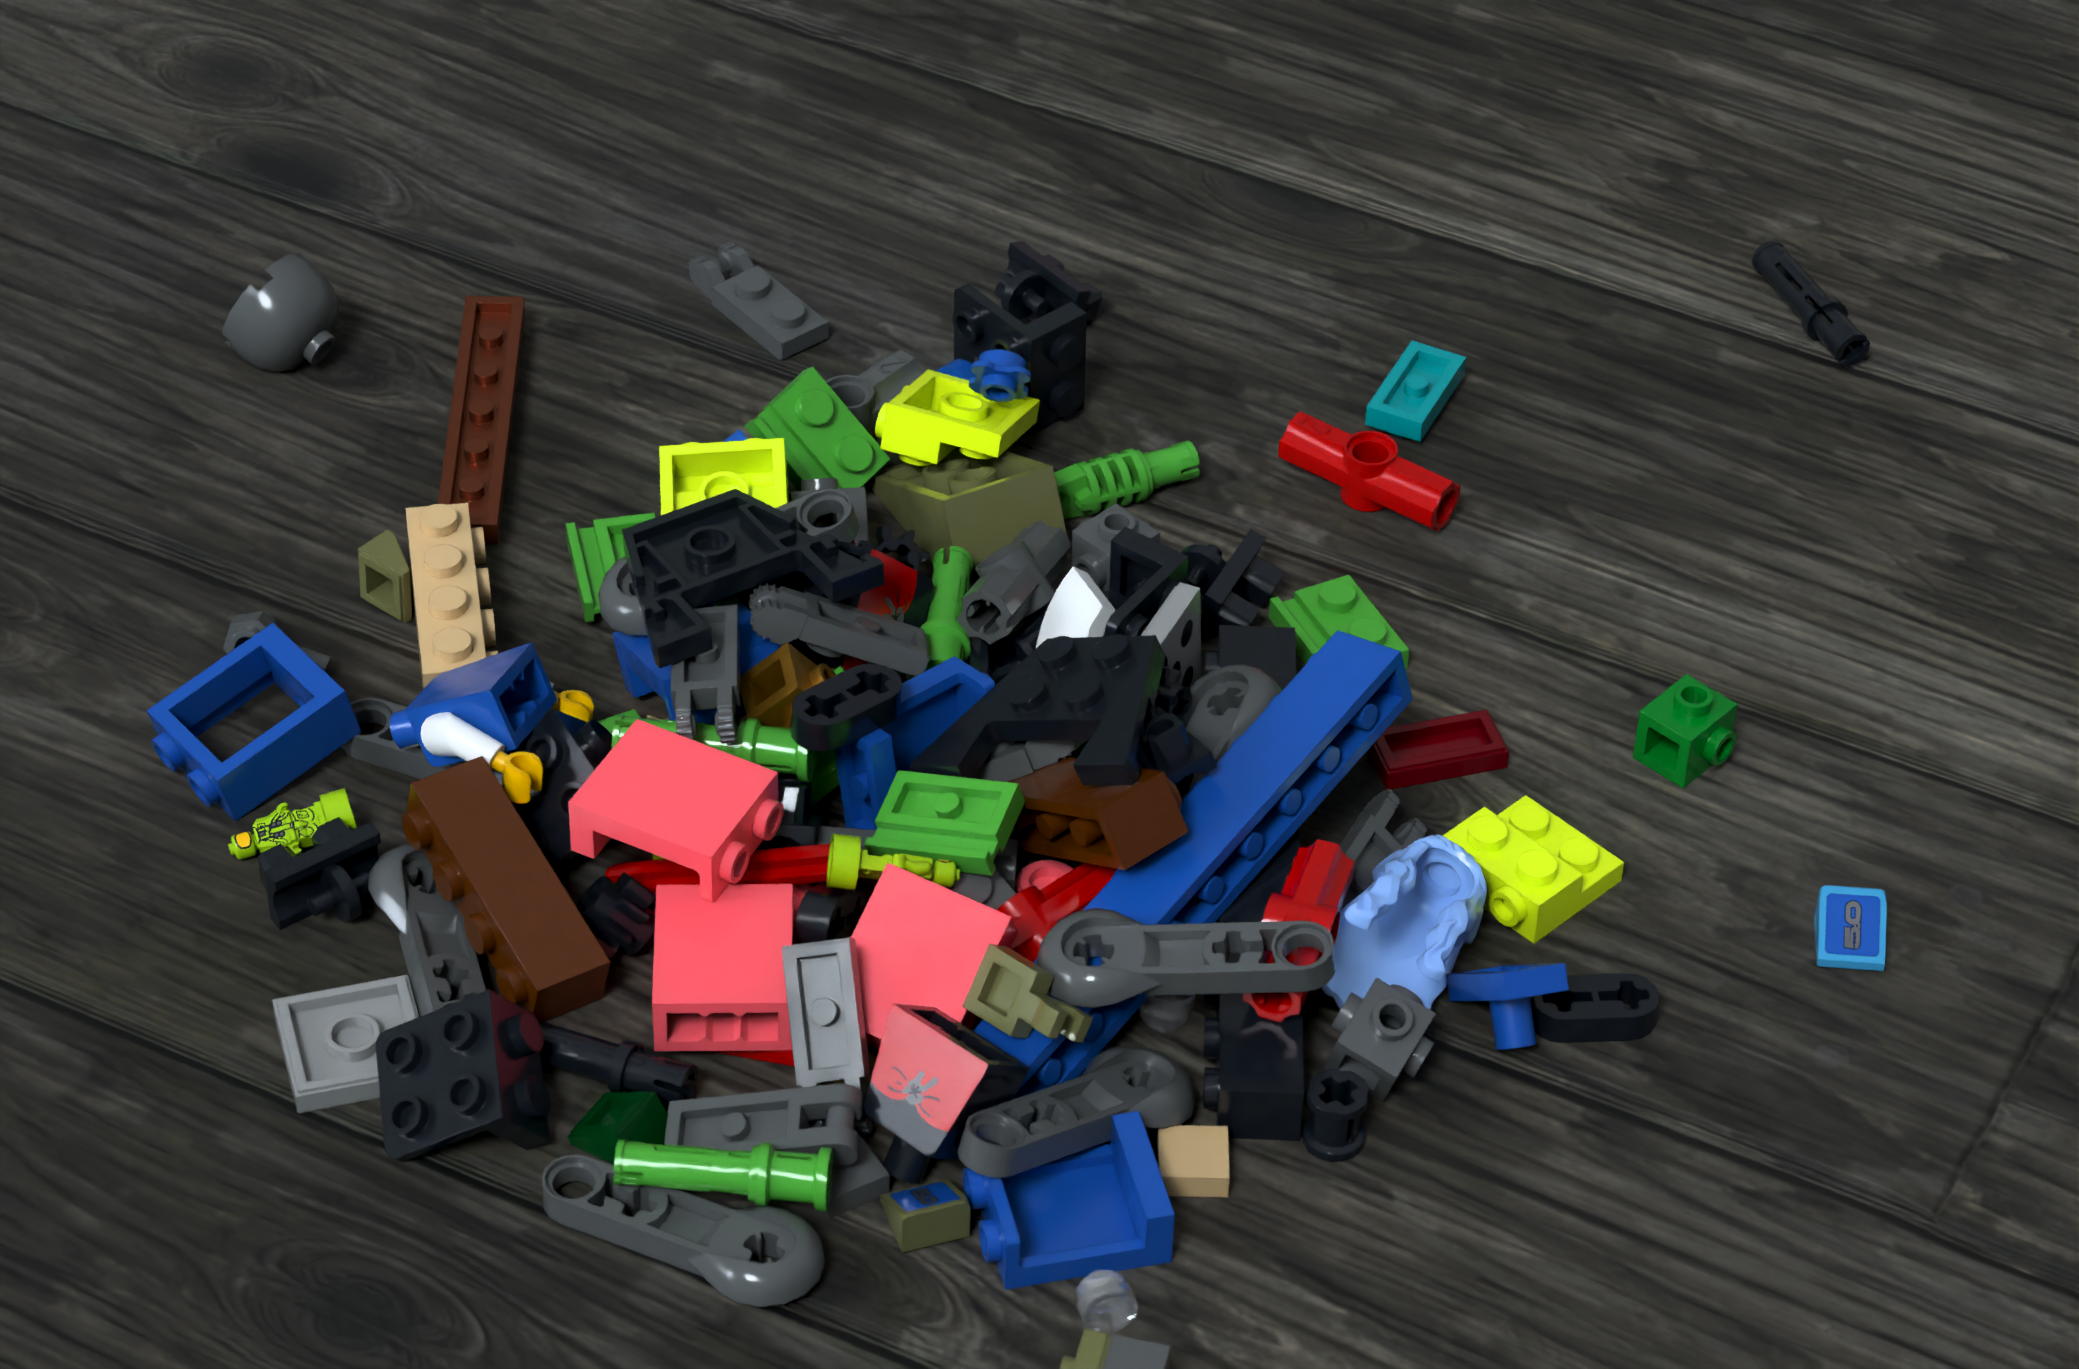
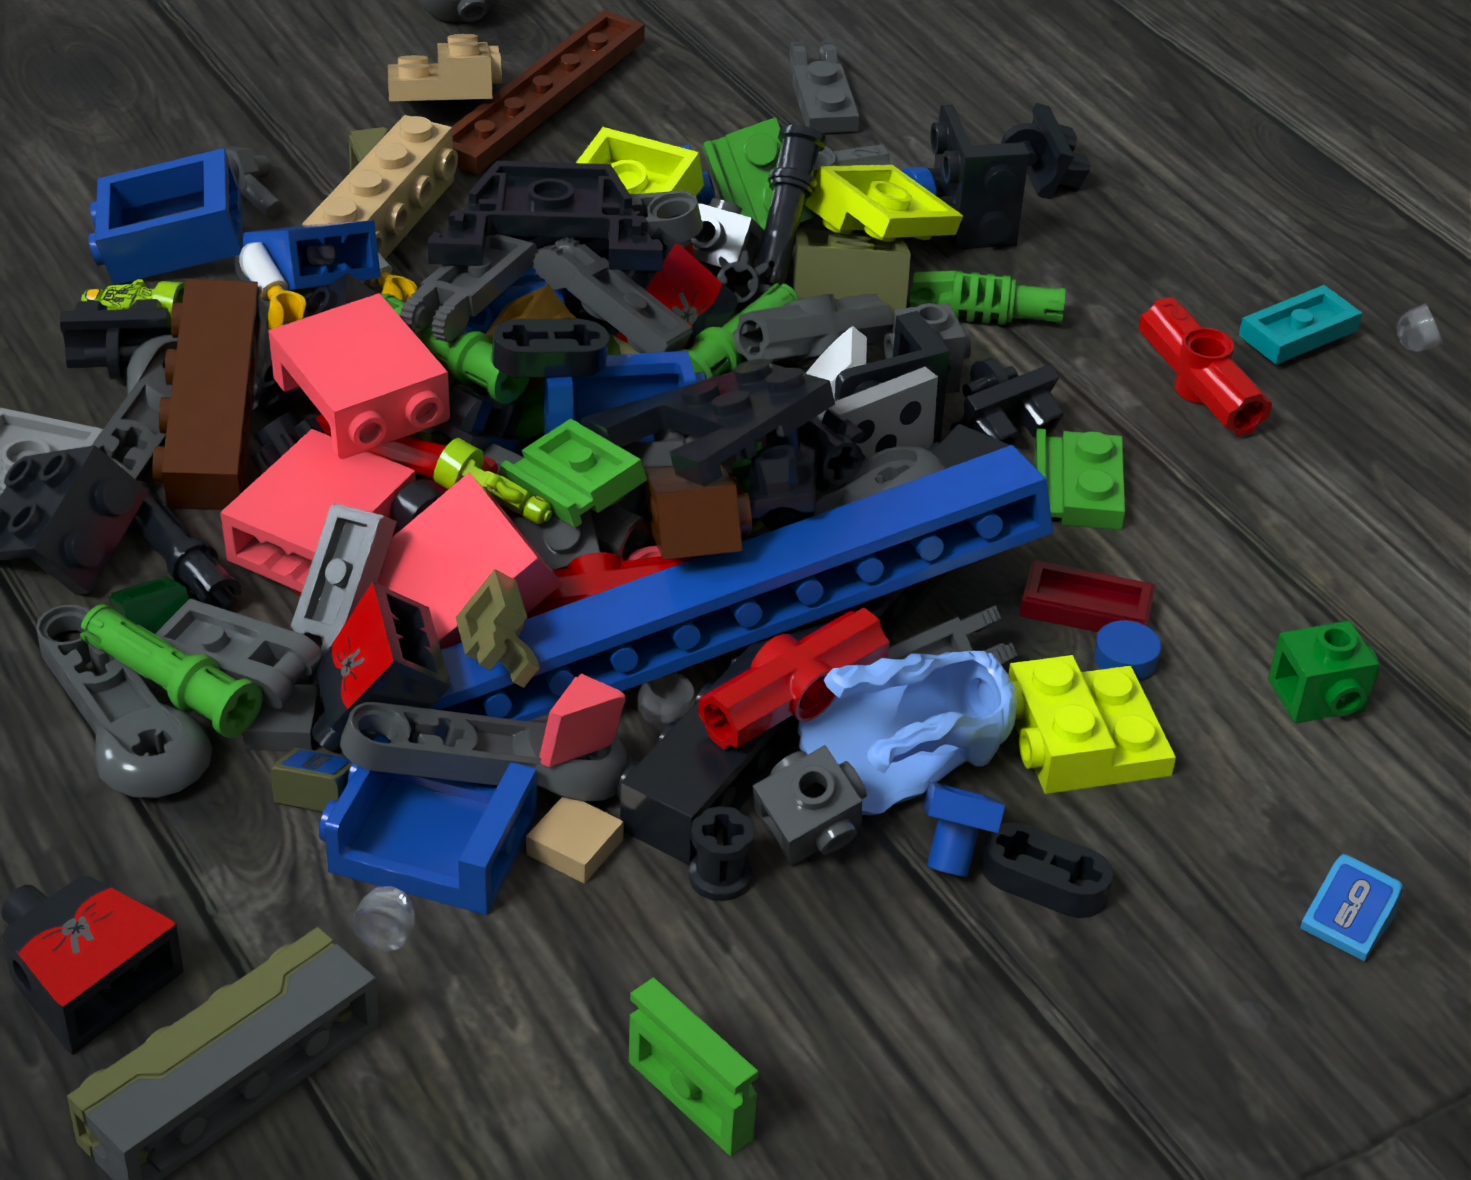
camera: 30 degrees right, 0 degrees up
(379, 438) = (462, 72): none -> tan plate
(872, 434) = (791, 184): none -> black pin
(1000, 376) = (930, 179): blue plate -> none
(1150, 1048) = (581, 721): none -> coral slope
(1178, 958) = (648, 649): dark grey beam -> none
(1470, 1296) = (692, 1066): none -> bright green plate
(1505, 779) = (1128, 644): none -> blue tile
(1520, 352) = (1418, 329): none -> clear hinge

